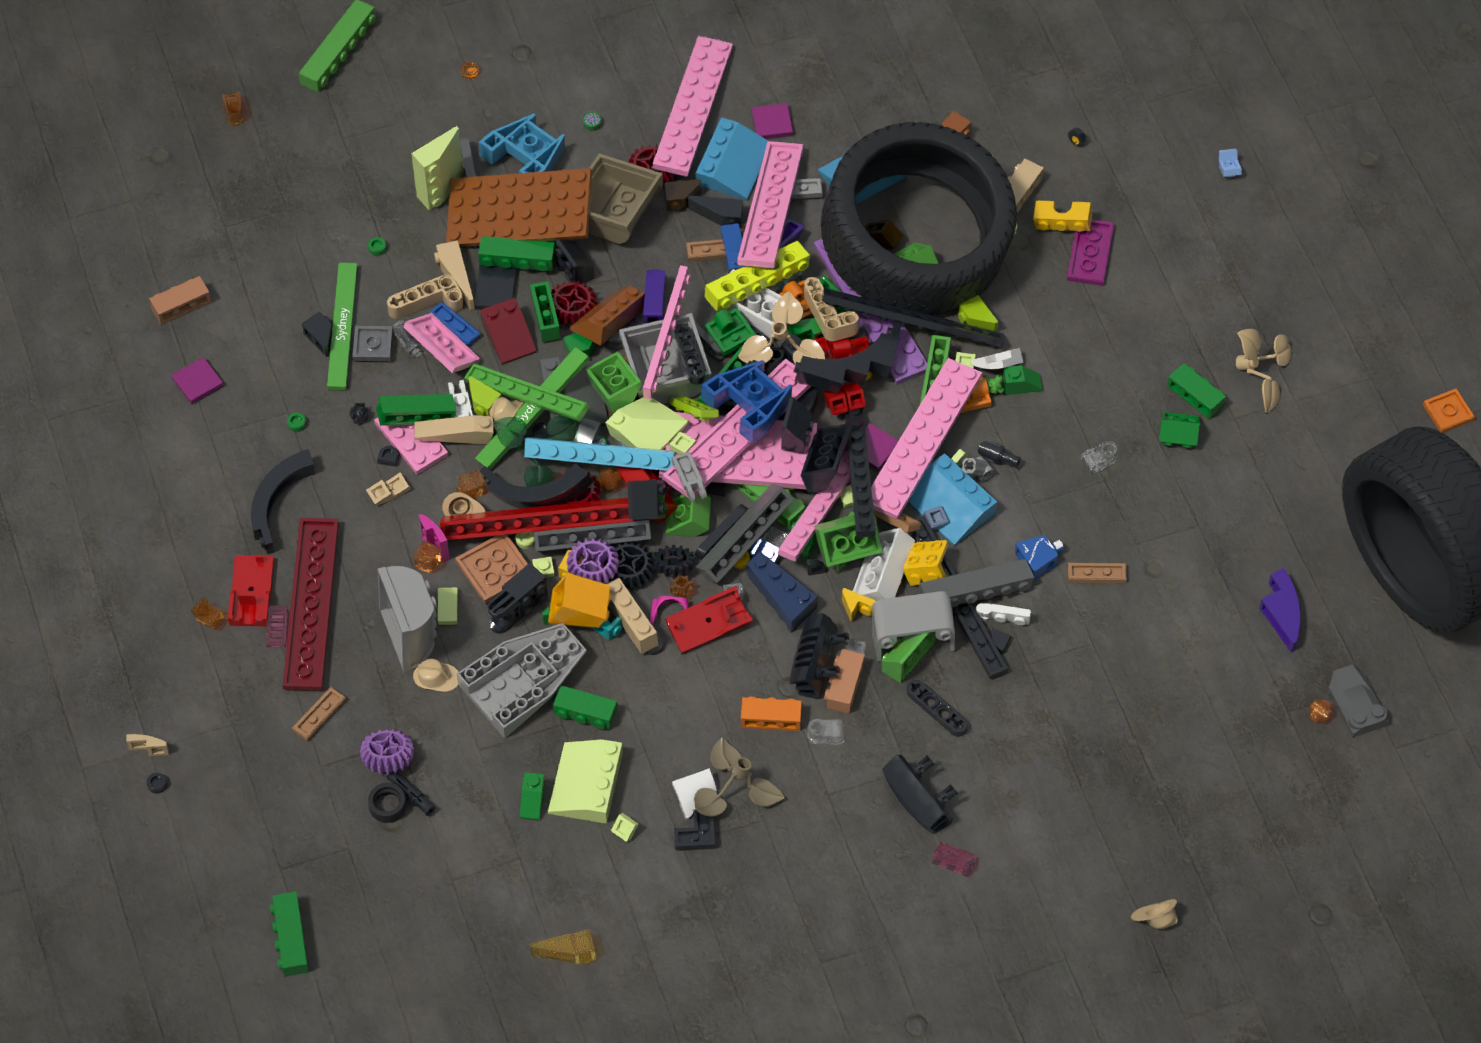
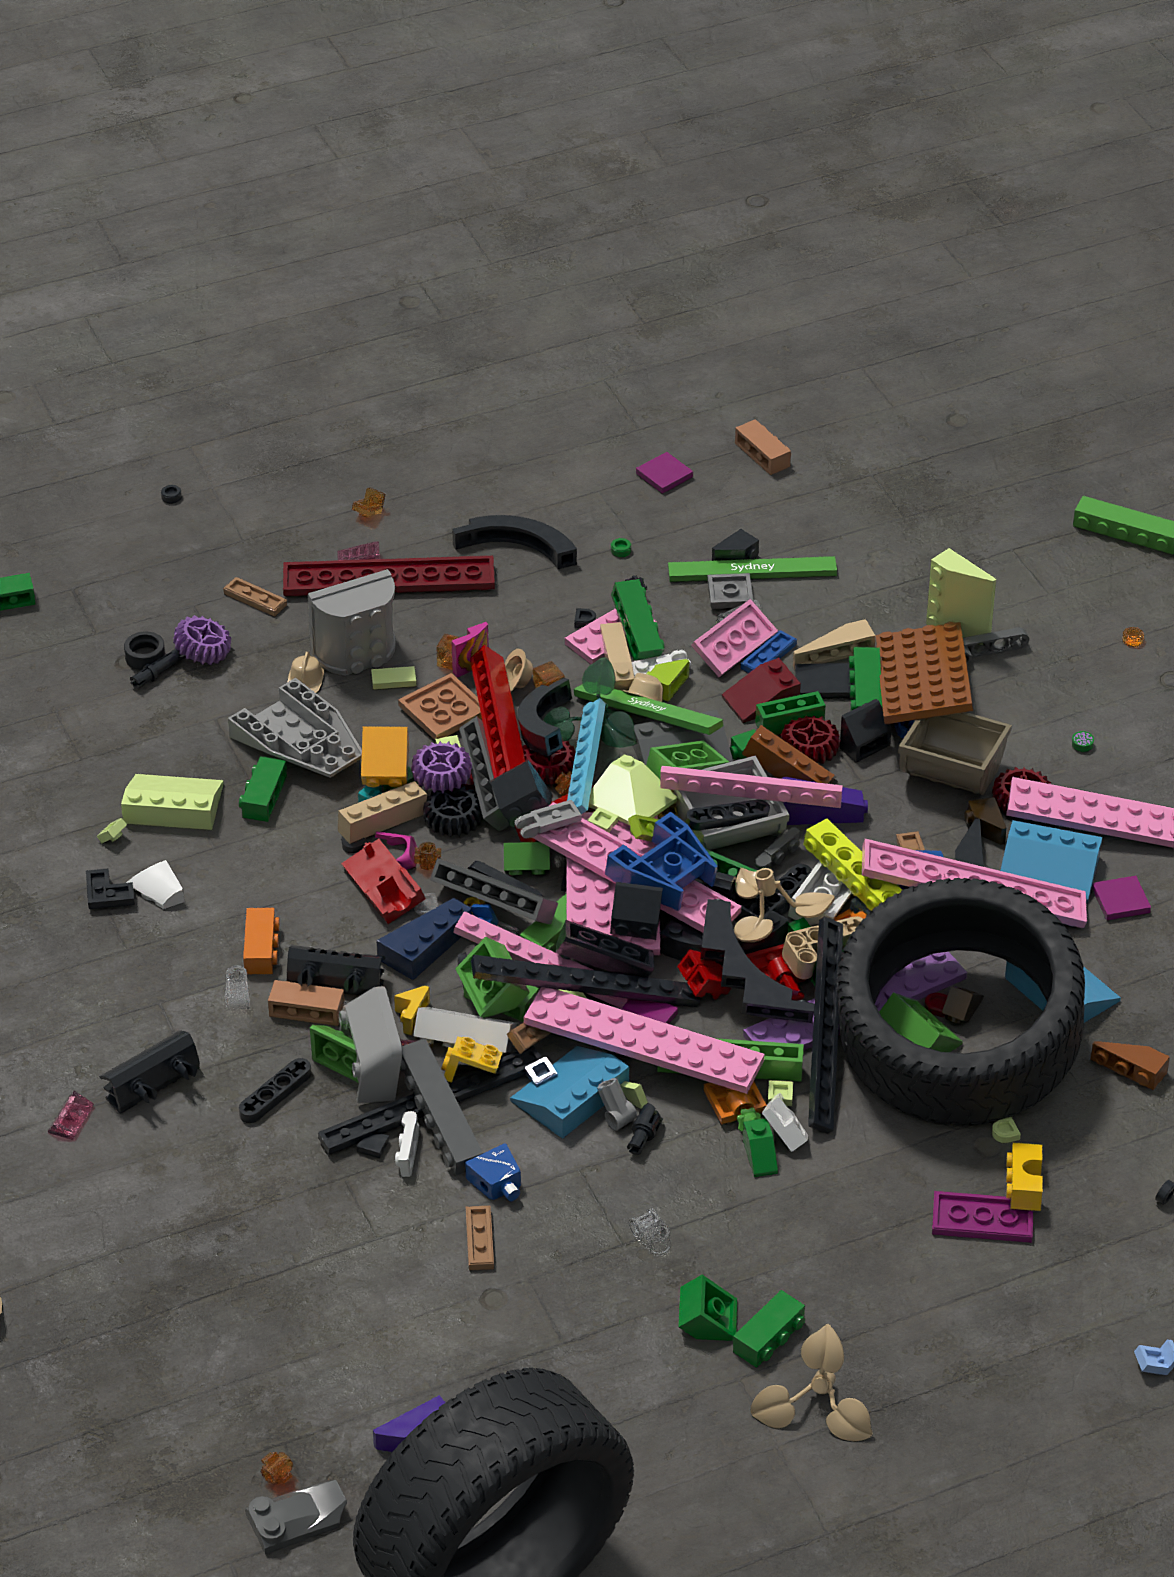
camera: 85 degrees right, 15 degrees down
(154, 746) = (212, 479): tan slope -> none
(233, 108) = (1028, 458): clear orange piece -> none
(247, 606) = (404, 534): red piece -> none
(377, 246) = (865, 586): green tile -> none
(387, 491) = (539, 621): tan slope -> none
(402, 304) = (796, 619): tan beam -> none
(517, 598) = (397, 710): black brick -> none
(524, 142) = (1021, 686): dark azure wedge -> none
(529, 392) = (664, 697): bright green tile -> none
(532, 796) = (152, 756): green slope -> none
(587, 431) = (610, 757): dark grey slope -> none
(673, 560) = (460, 844): black gear -> none
(727, 757) = (158, 943): dark tan plant -> none
(729, 330) = (783, 858): green plate -> none
(977, 314) = (856, 1100): lime slope -> none
(1025, 180) = (1068, 1135): tan brick -> none

